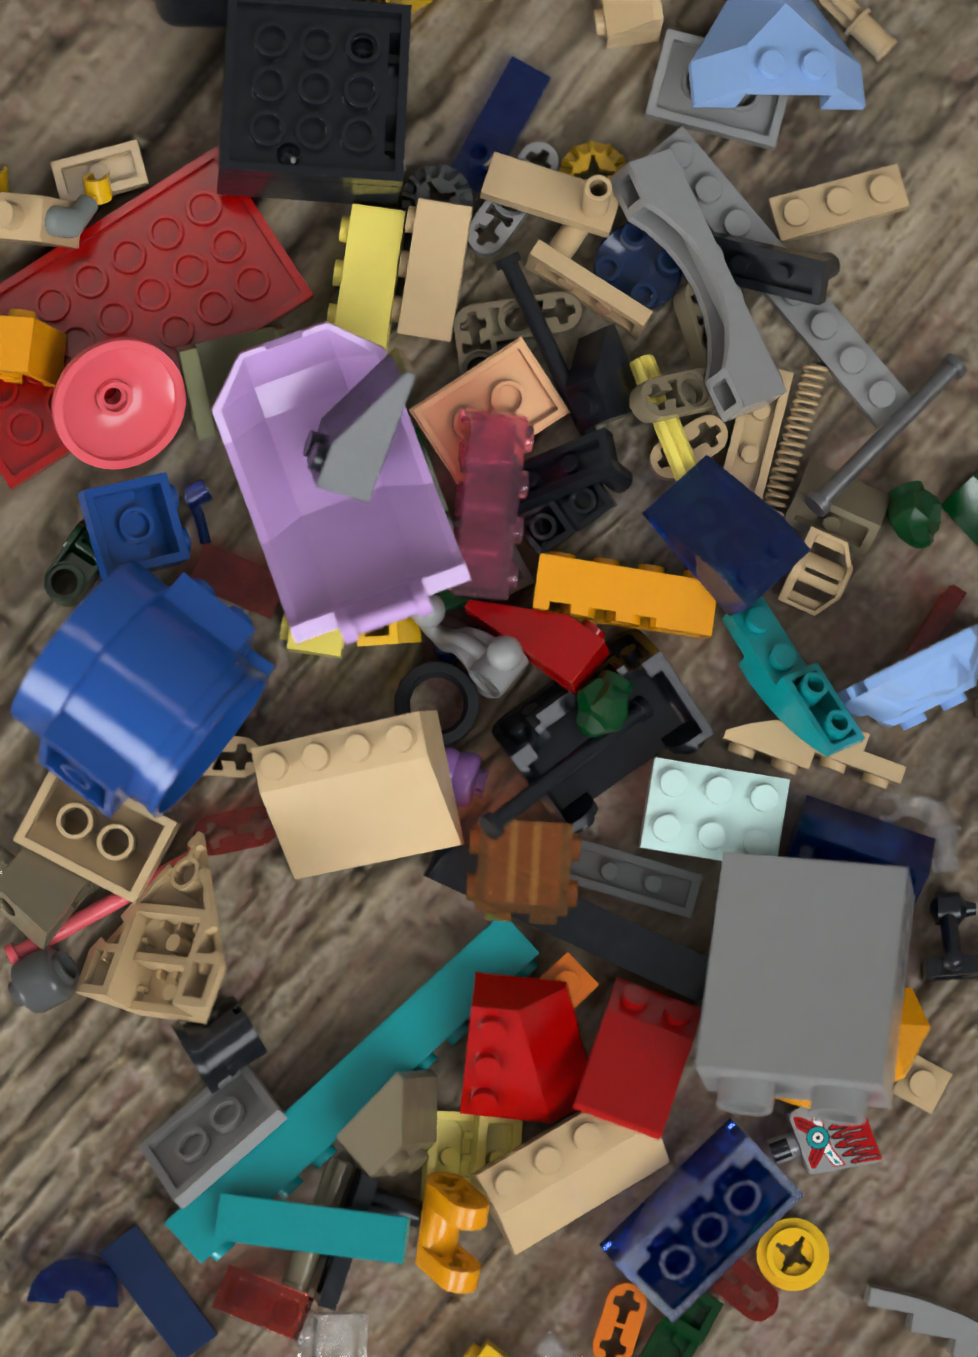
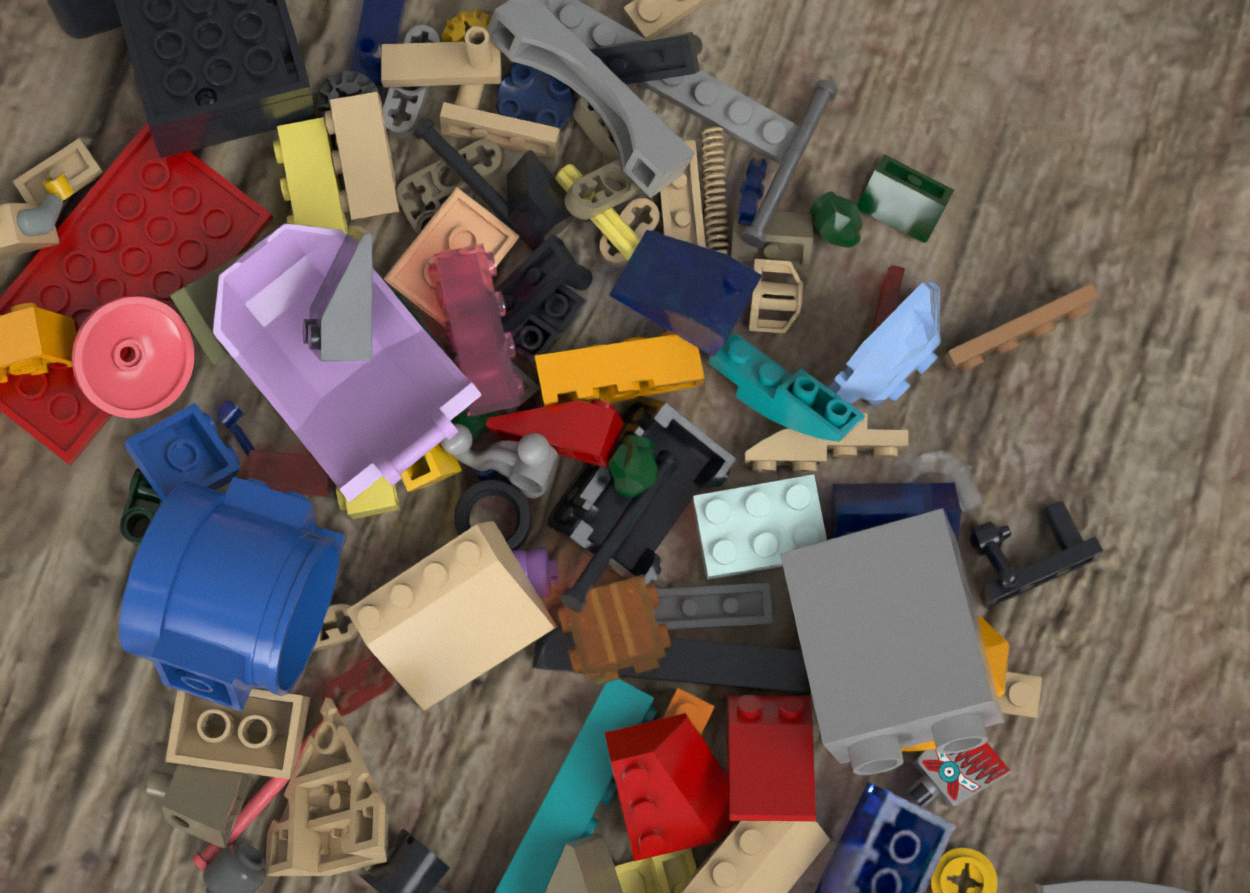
camera: 15 degrees left, 5 degrees down
(834, 450) = (751, 191): none -> clear blue piece

